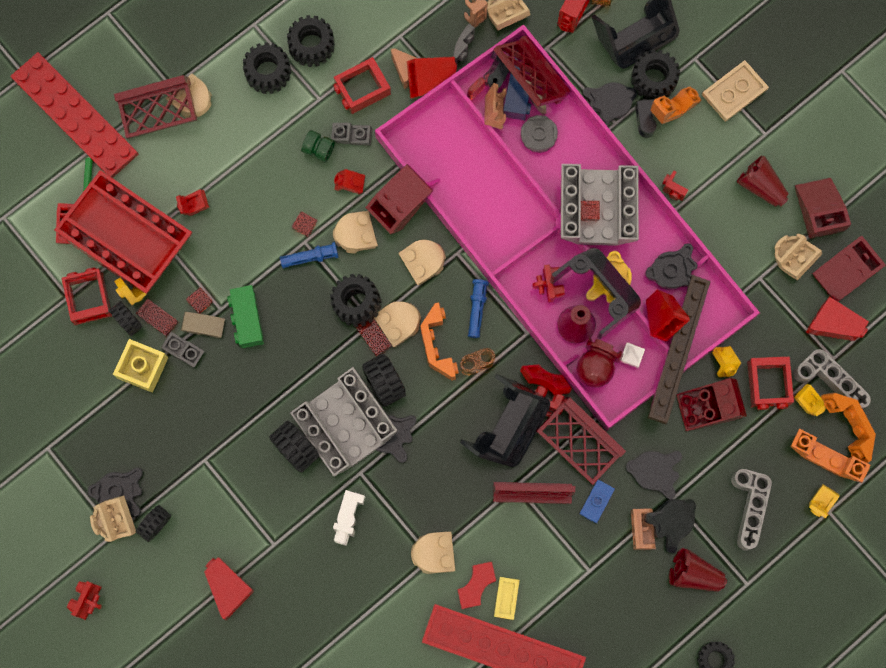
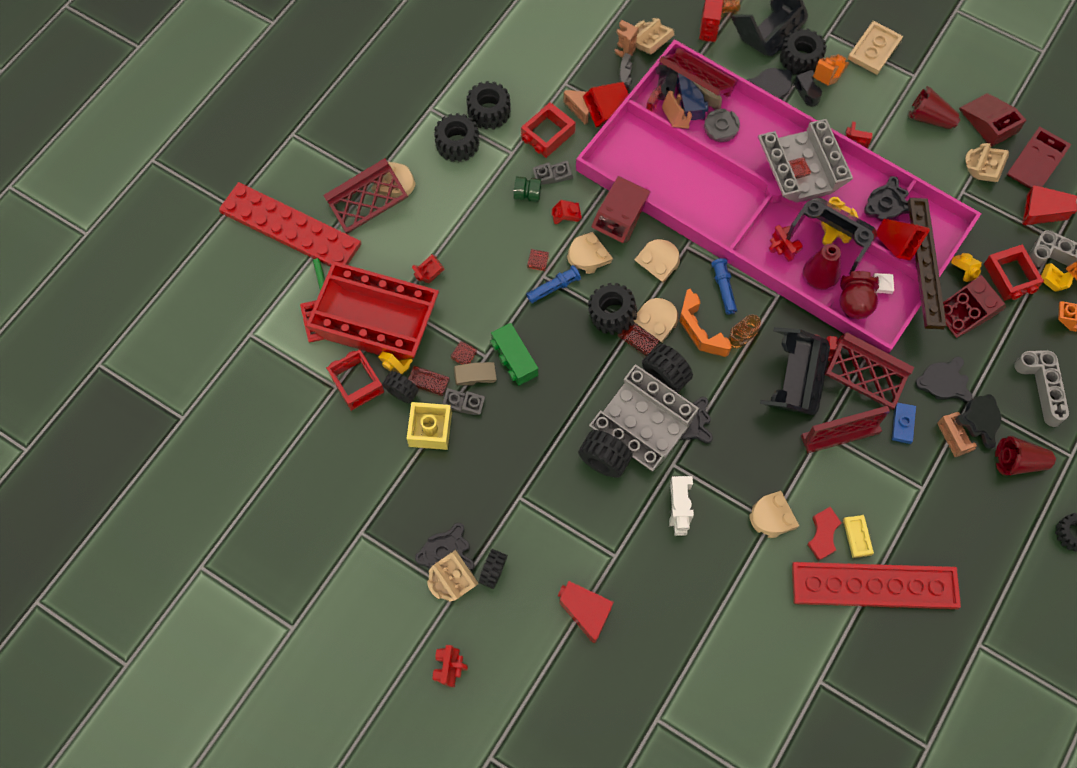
camera: 15 degrees left, 10 degrees down
(537, 375) = (819, 328): red tile -> none

